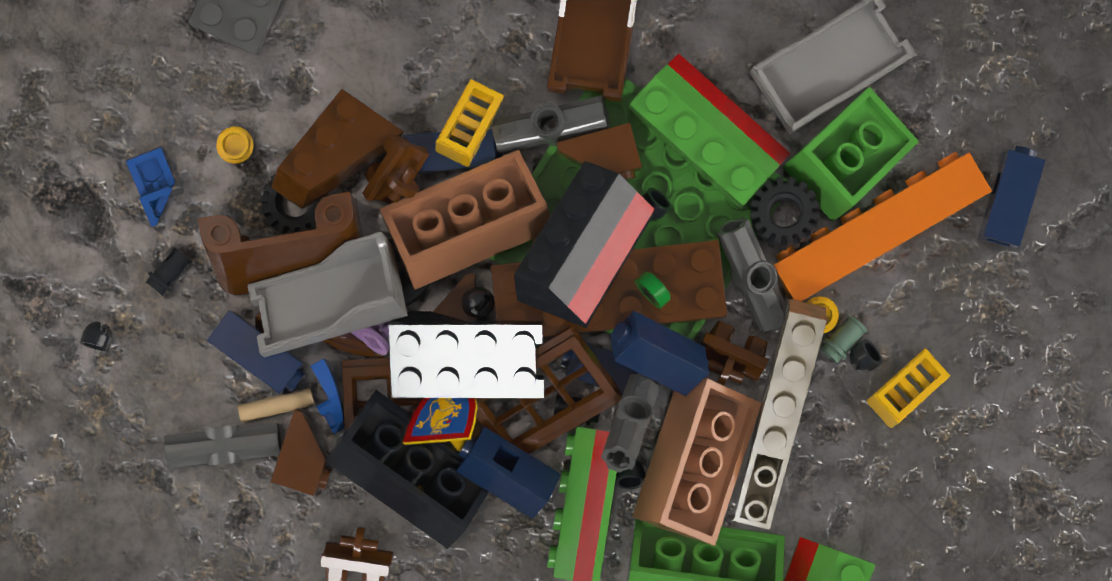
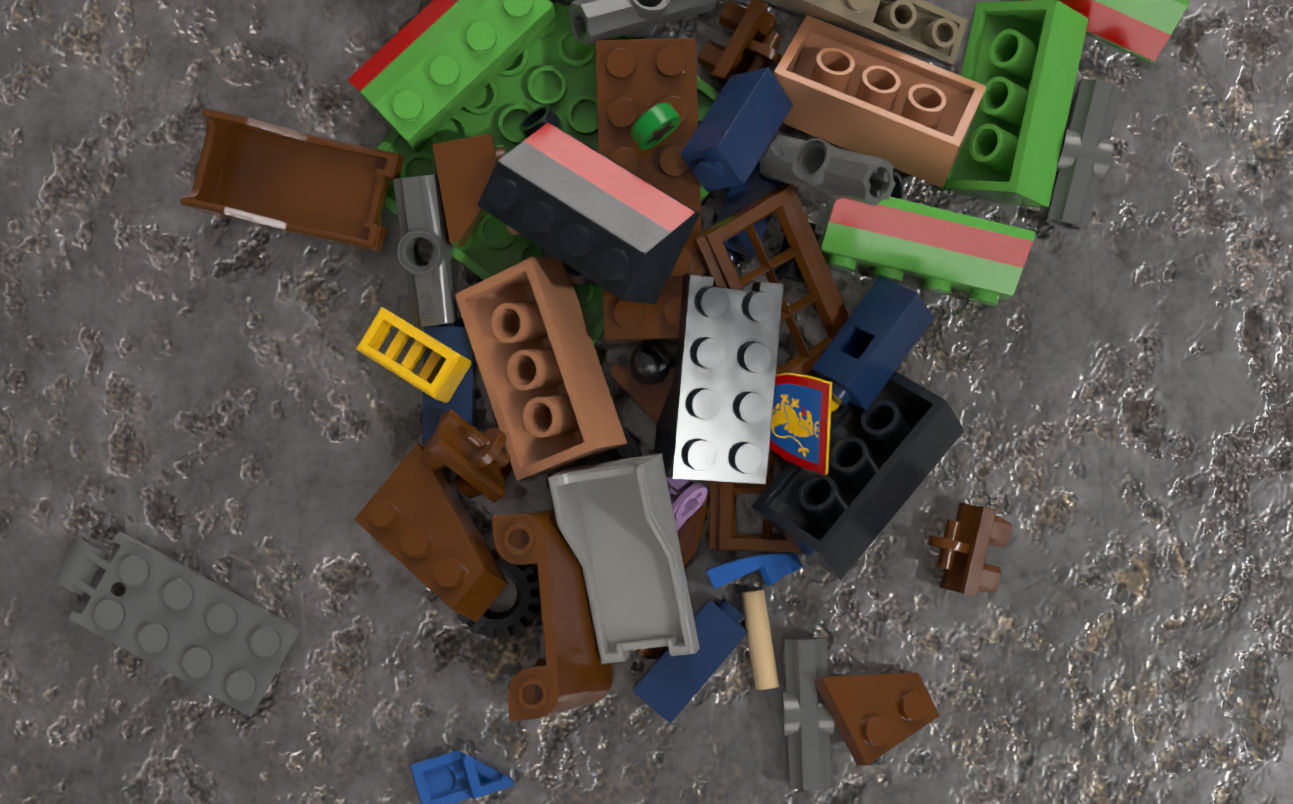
camera: 85 degrees left, 0 degrees up
(168, 271) = (575, 767): black pin -> none
(228, 497) = (876, 710): none -> reddish brown wing
(235, 145) = (416, 667): yellow plate -> none
(302, 458) = (833, 610): reddish brown slope -> none

